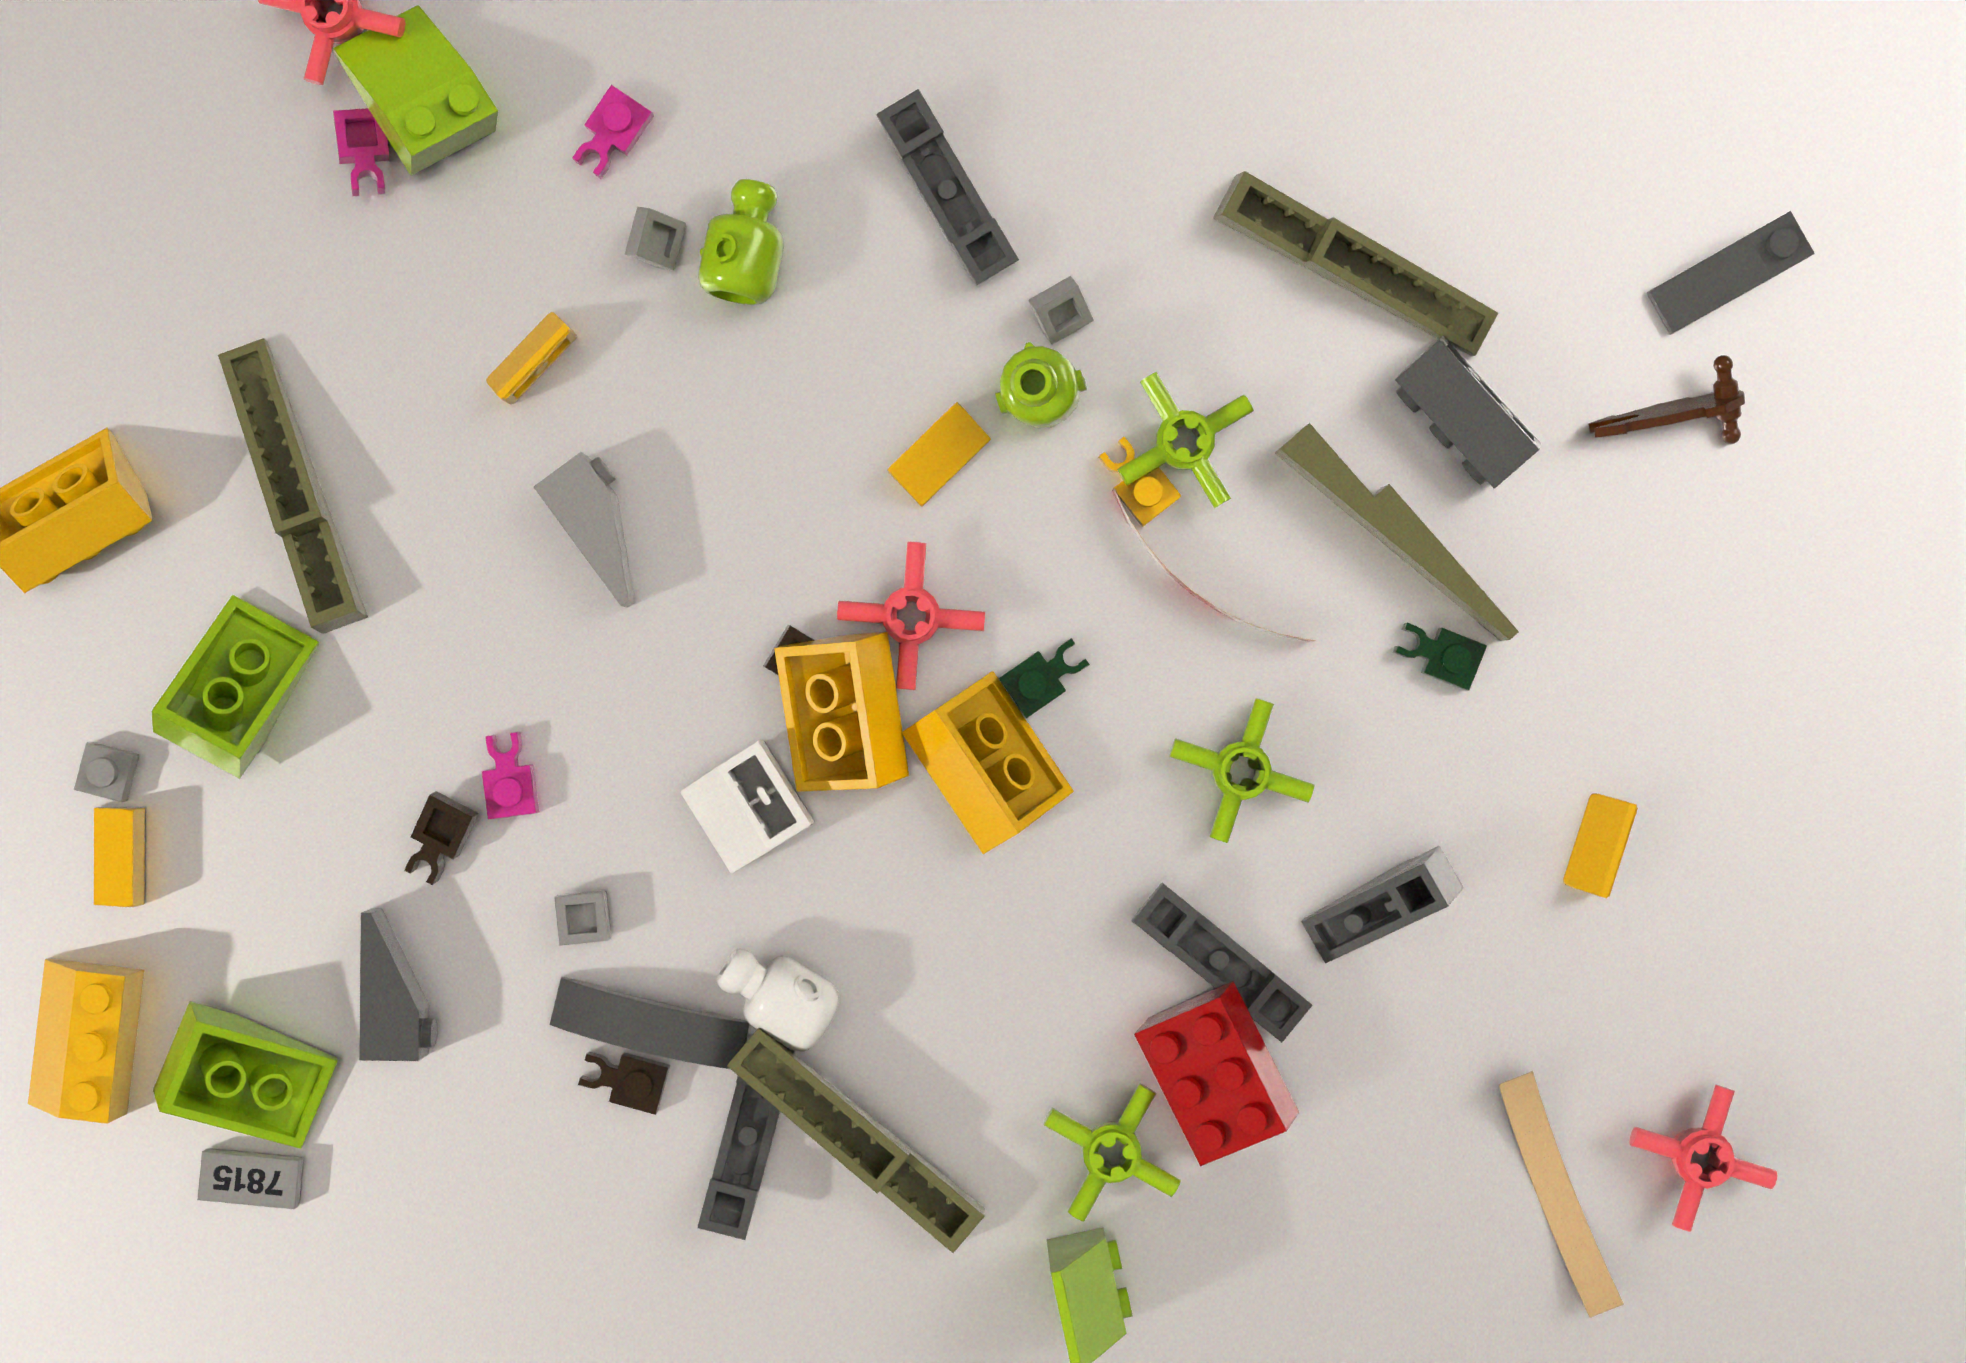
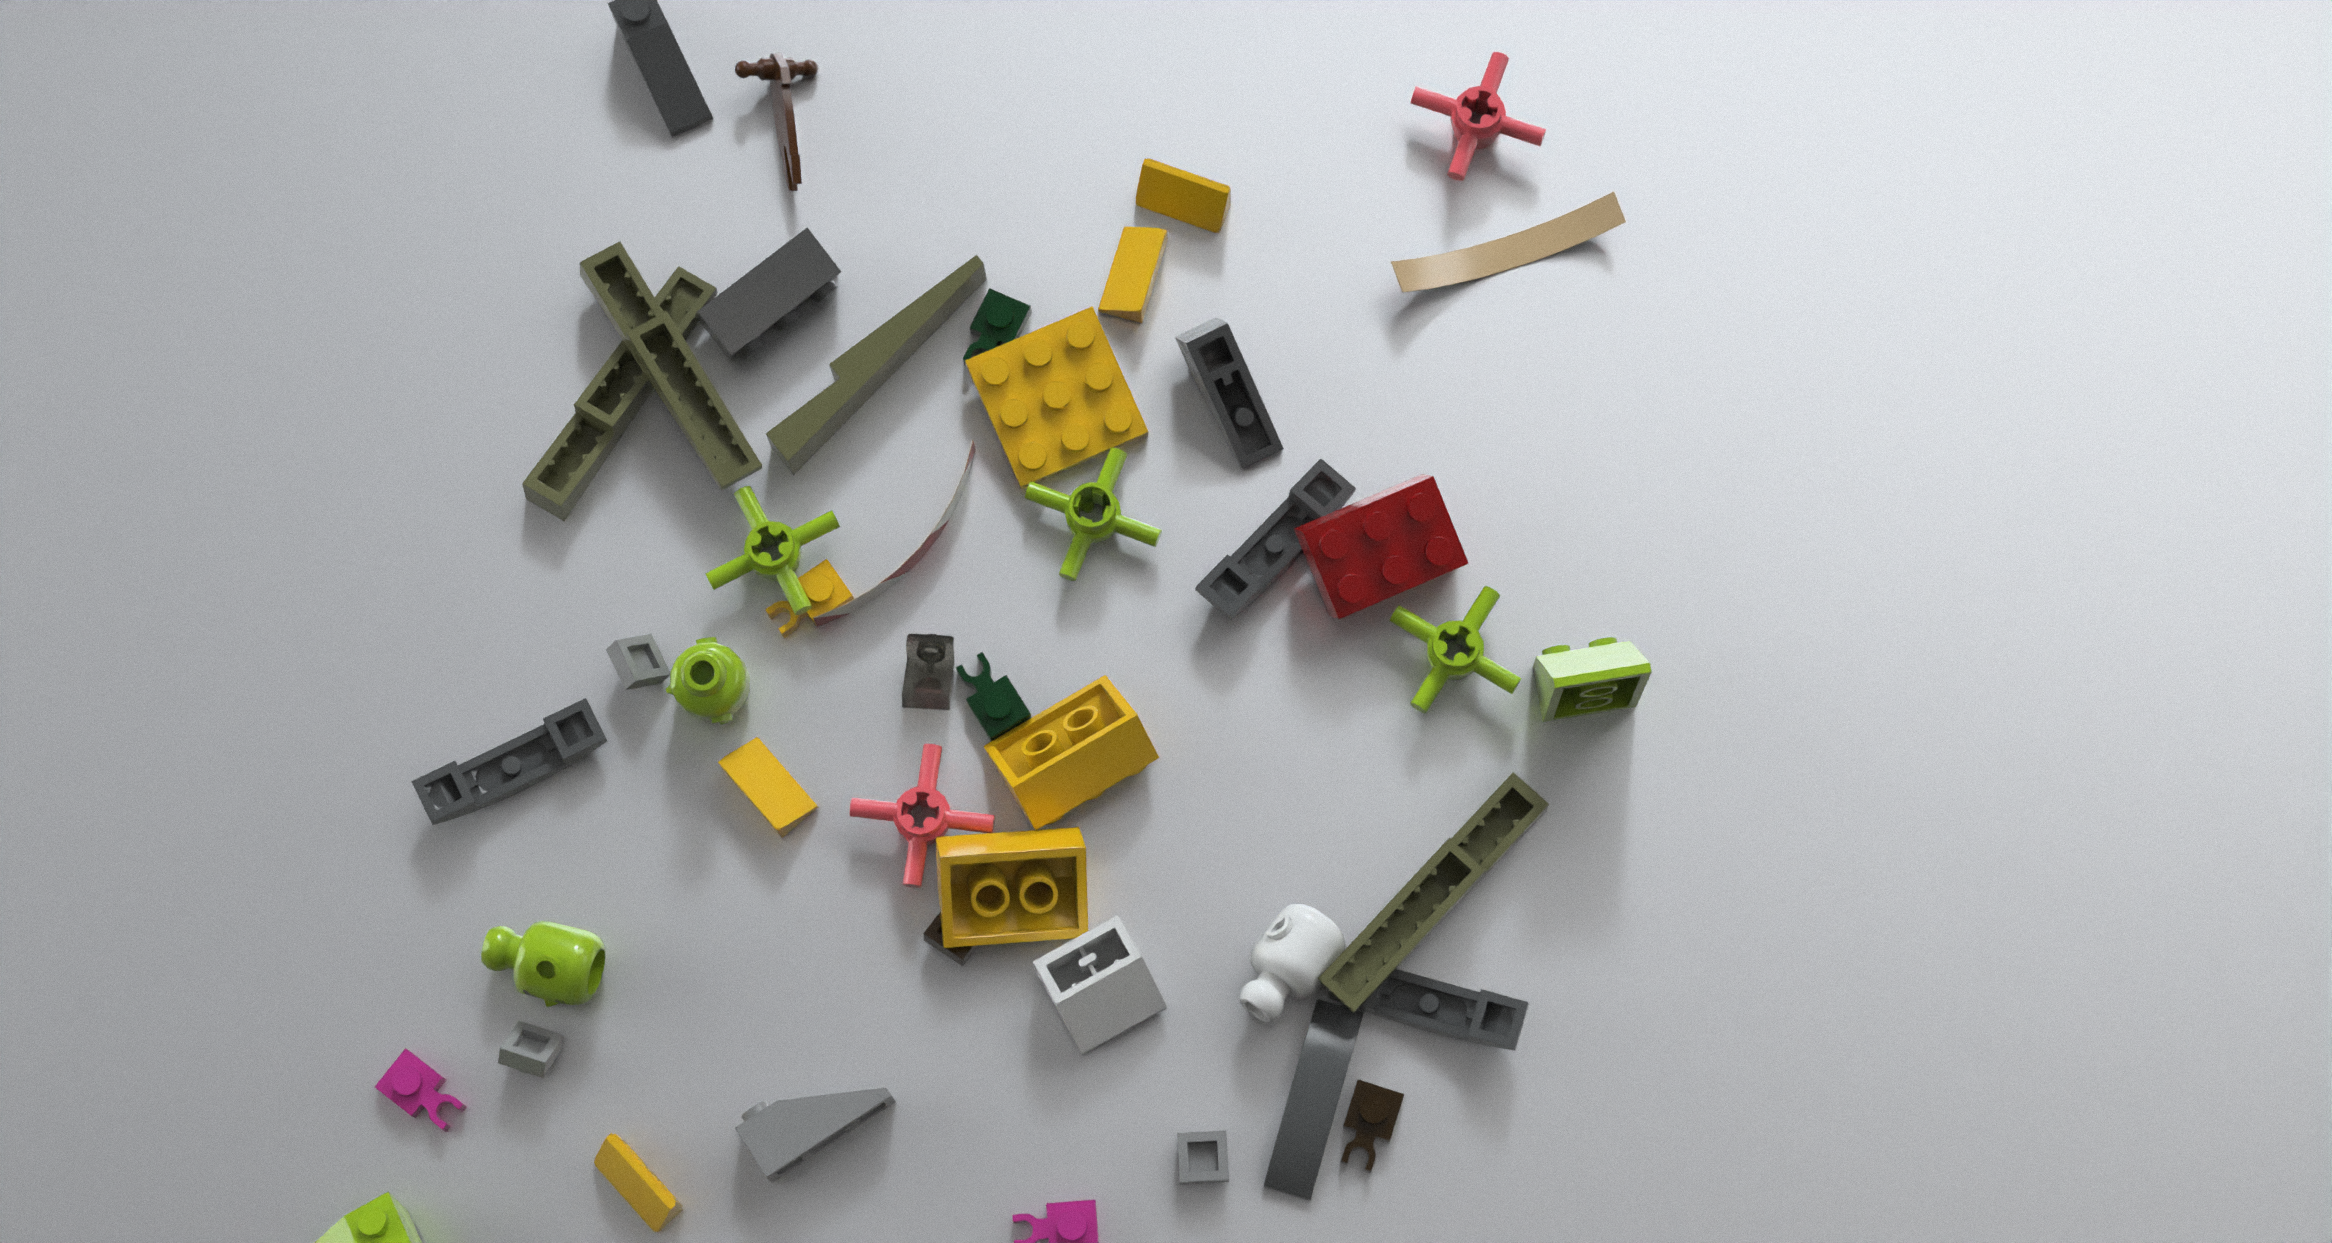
camera: 80 degrees left, 15 degrees down
(1063, 611) = (929, 671): none -> clear smoke bracket
(1368, 724) = (1056, 397): none -> yellow plate
(1381, 314) = (669, 365): none -> olive slope
(1512, 796) = (1133, 272): none -> yellow slope

